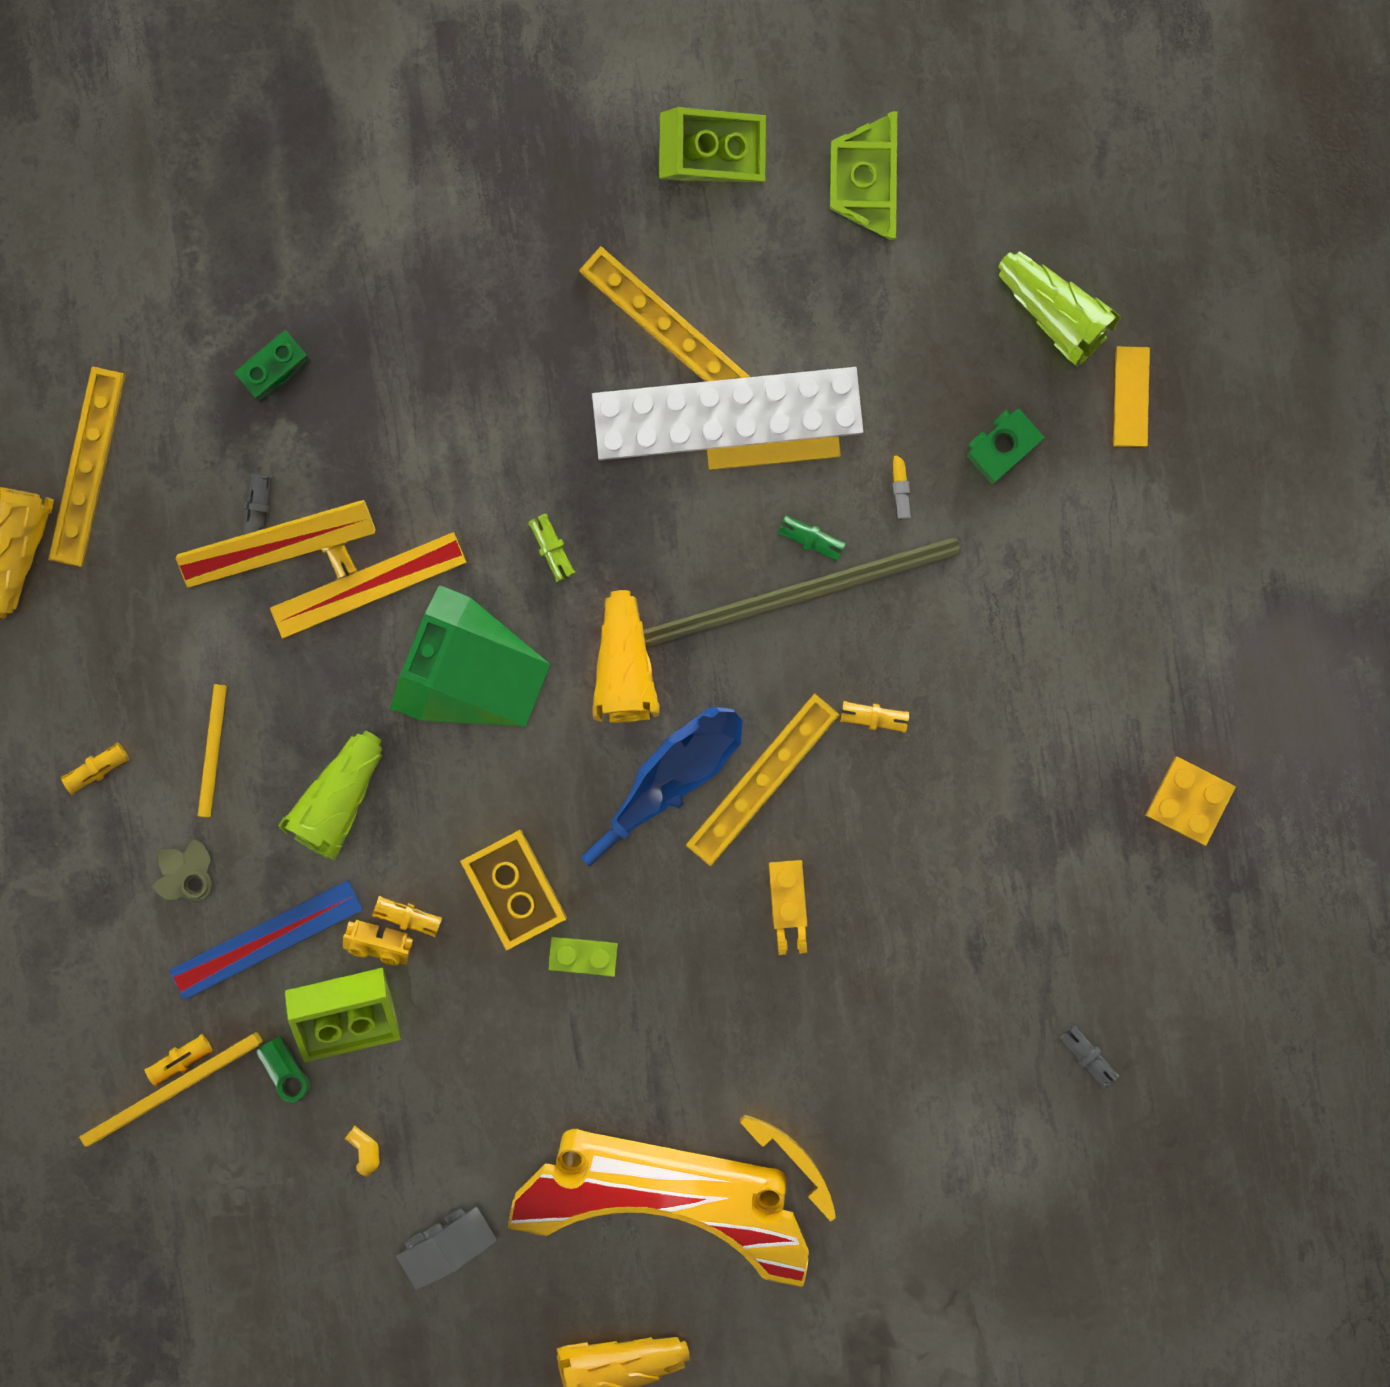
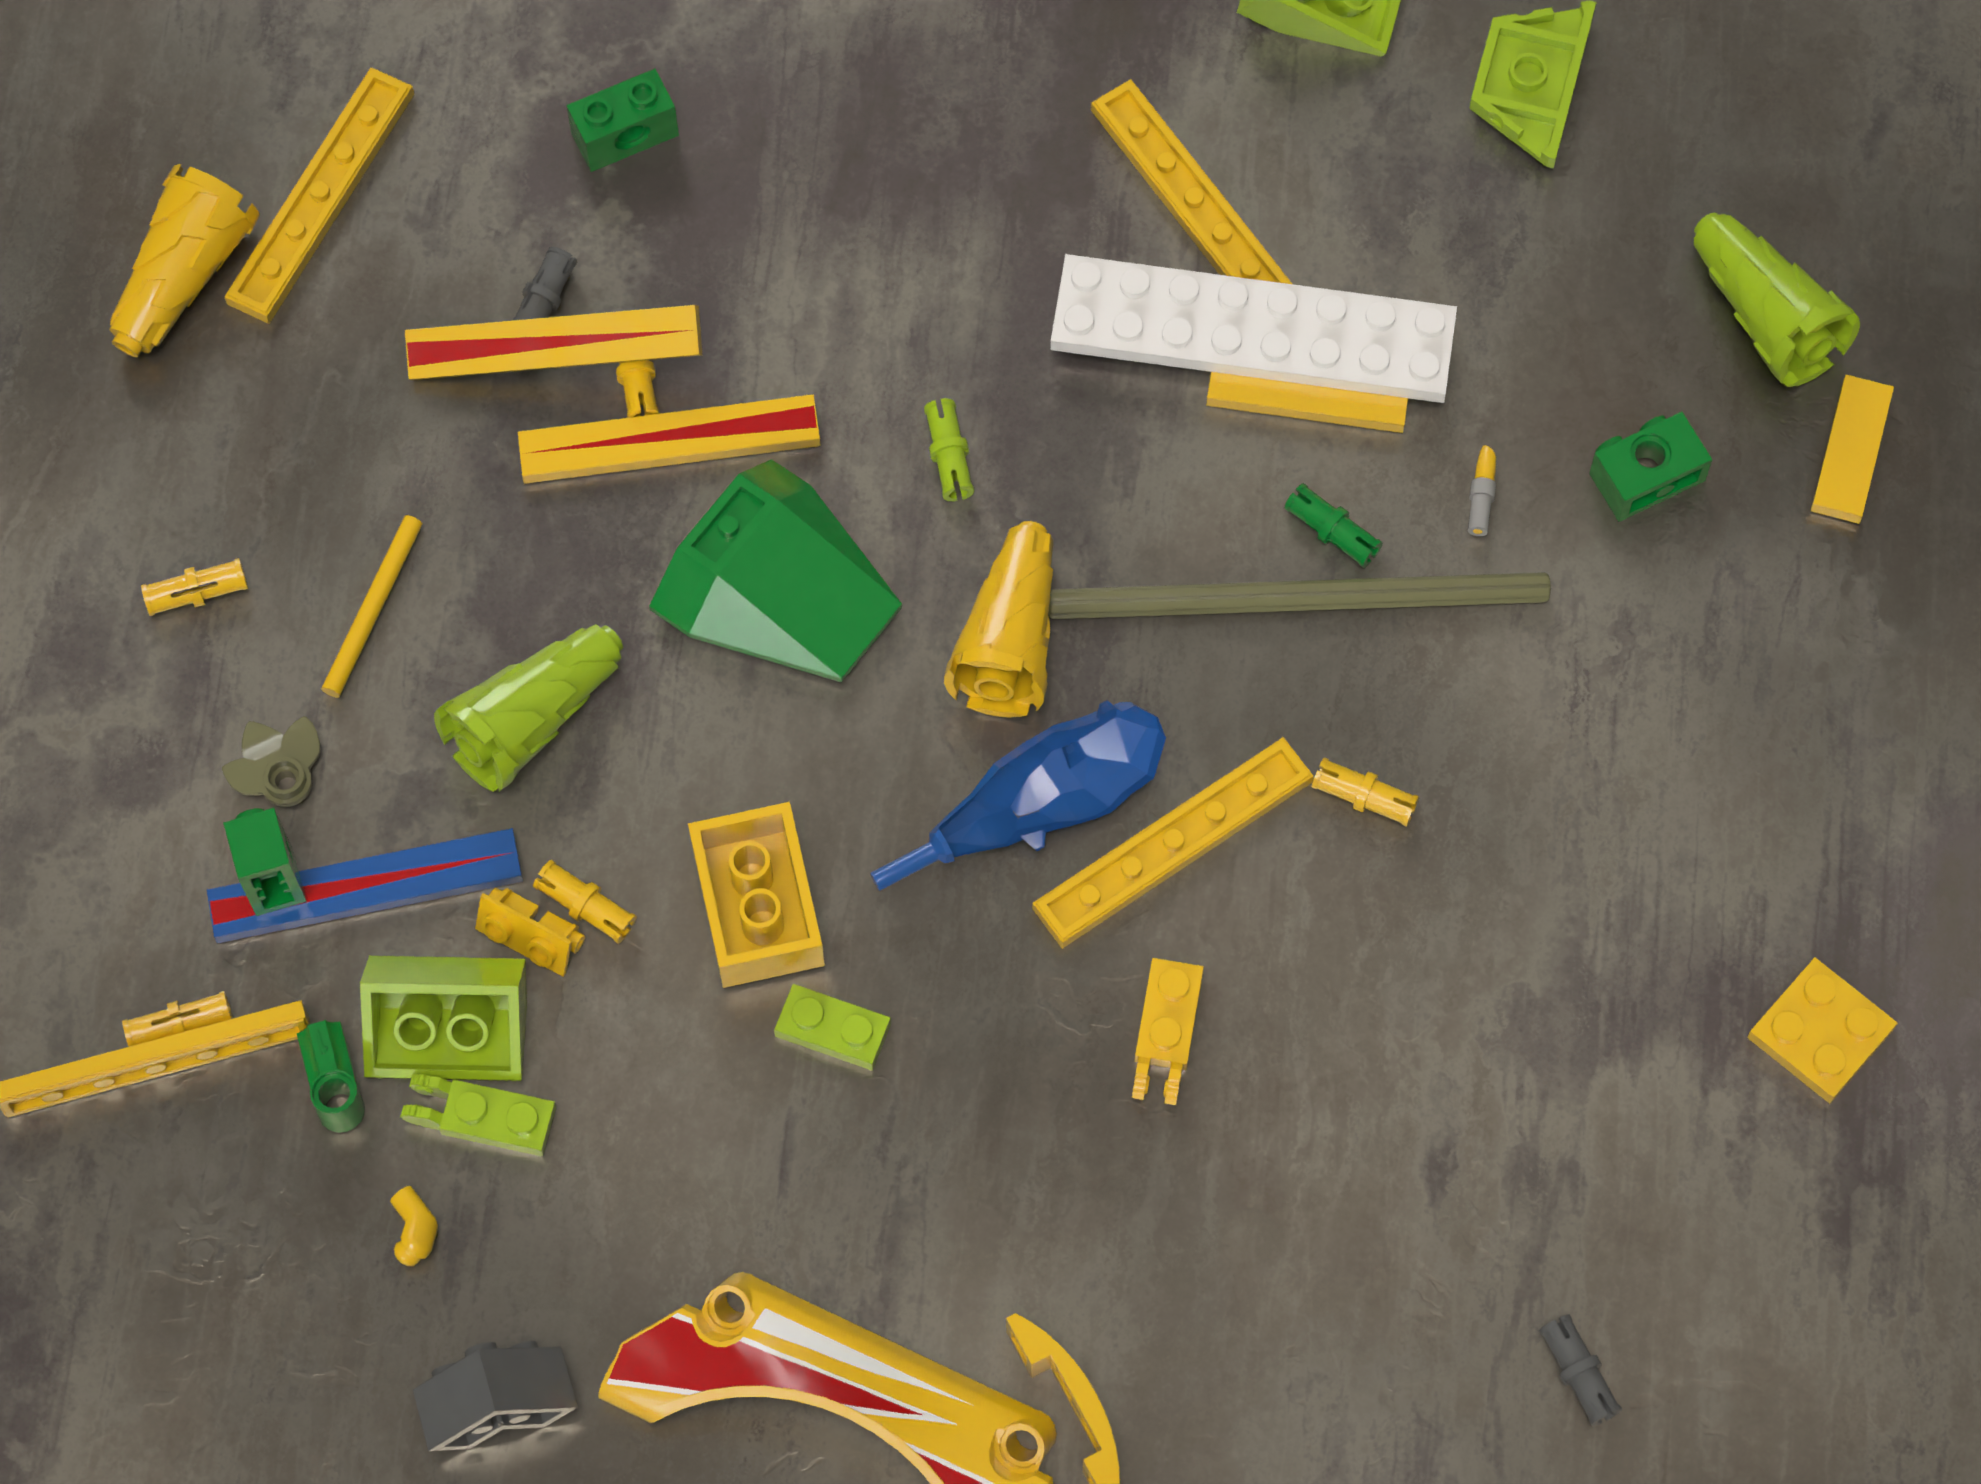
camera: 20 degrees right, 20 degrees down
(202, 953) = (264, 860): none -> green brick
(386, 1068) = (483, 1114): none -> lime hinge

